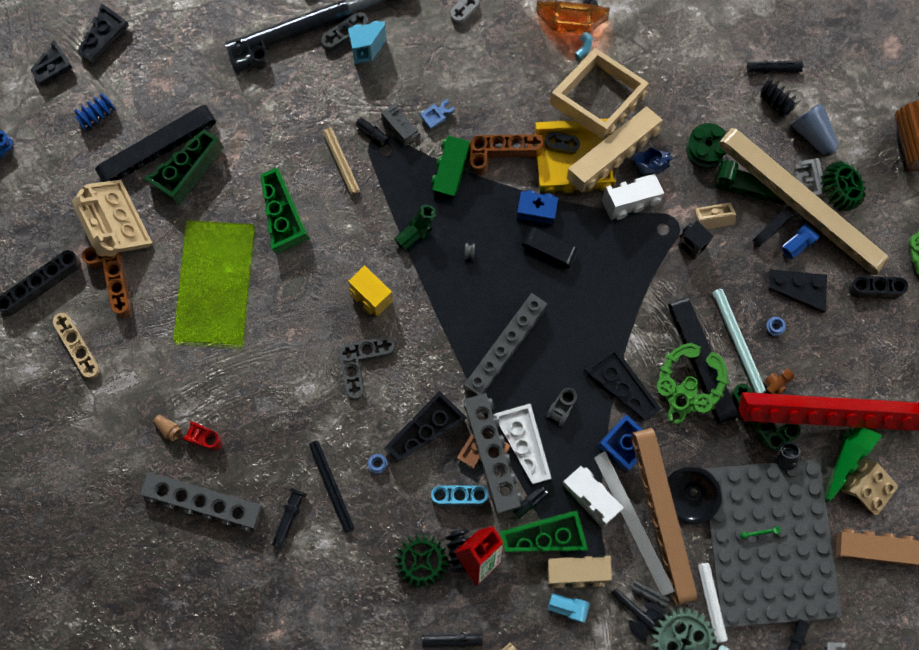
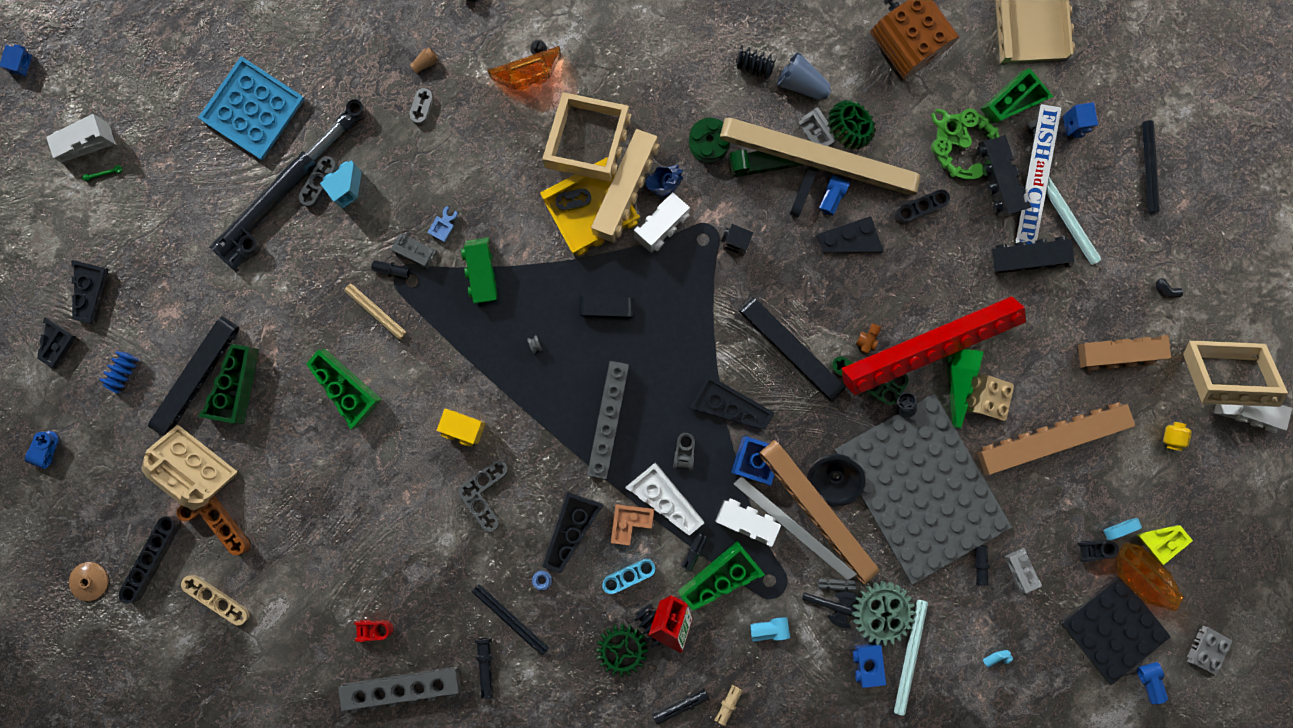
camera: 25 degrees left, 10 degrees up
(169, 429) = (337, 637): medium nougat cone -> none
(214, 282) = (312, 481): clear neon green piece -> none
(417, 228) = (476, 346): dark green piece -> none
(484, 404) = (670, 568): dark grey brick -> none
(506, 150) = (524, 231): dark orange beam -> none
(528, 211) = (570, 280): blue brick -> none
(579, 571) = (765, 595): tan wedge -> none
(586, 47) = (553, 92): medium azure arm -> none
(689, 387) = (791, 384): bright green piece -> none
(712, 602) = (894, 566): white axle -> none
(716, 216) = (745, 205): tan slope -> none
(739, 341) = (817, 316): light aqua axle -> none
(774, 66) = (738, 32): black pin -> none
(776, 530) = (922, 477): green hinge -> none
(781, 324) = (850, 284): medium blue plate -> none

